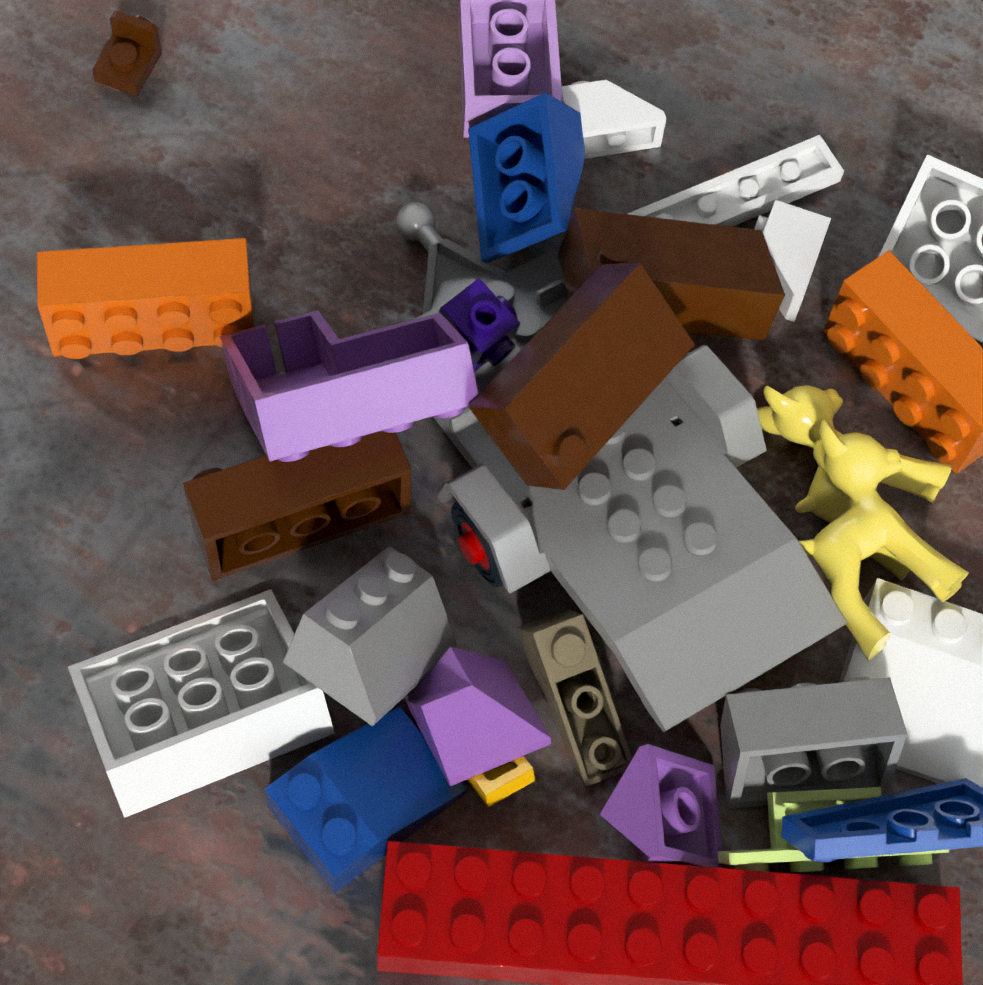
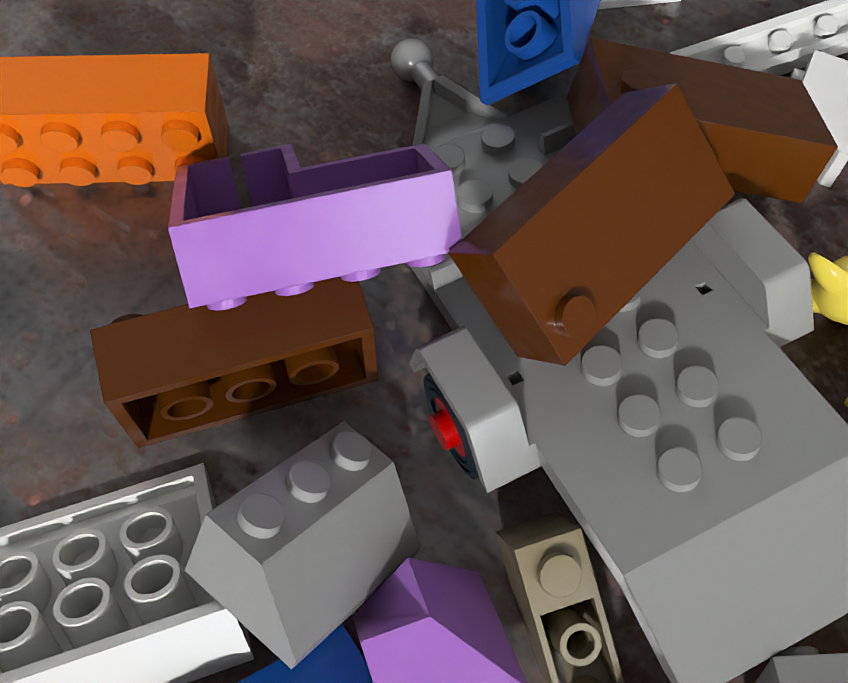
camera: 10 degrees right, 0 degrees up
(484, 322) = (480, 161): dark purple brick -> none

